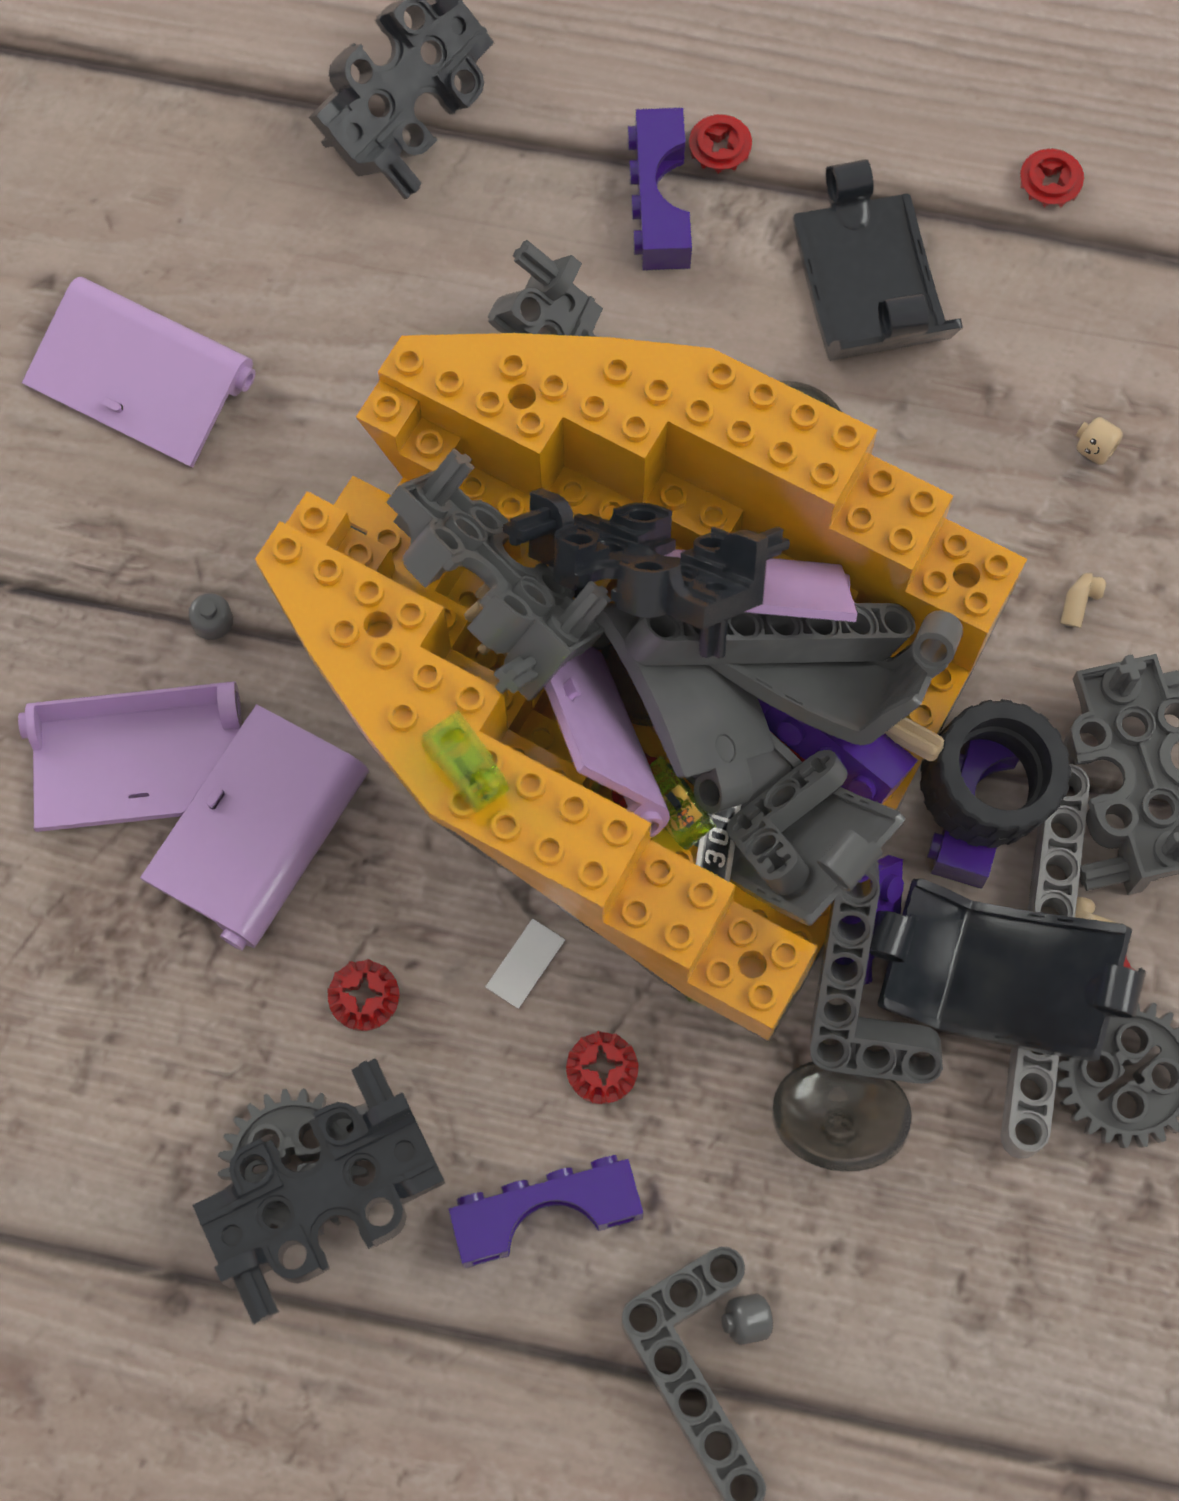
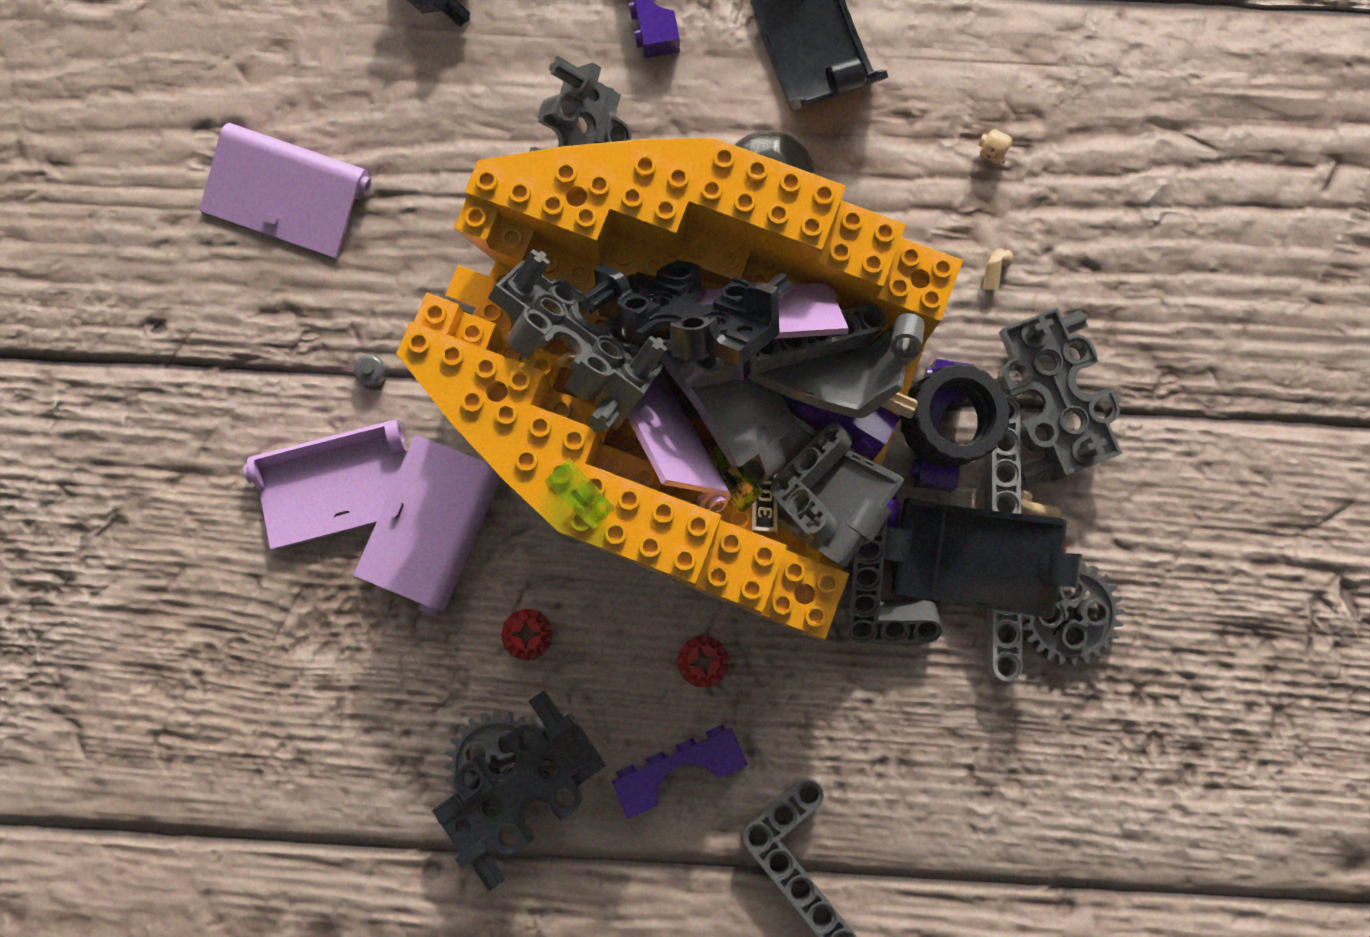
camera: 10 degrees left, 10 degrees up
(525, 963) = (636, 595): white sticker -> none
(748, 1319) = (829, 823): dark grey piece -> none
(841, 1118) = (891, 665): clear smoke dish -> none

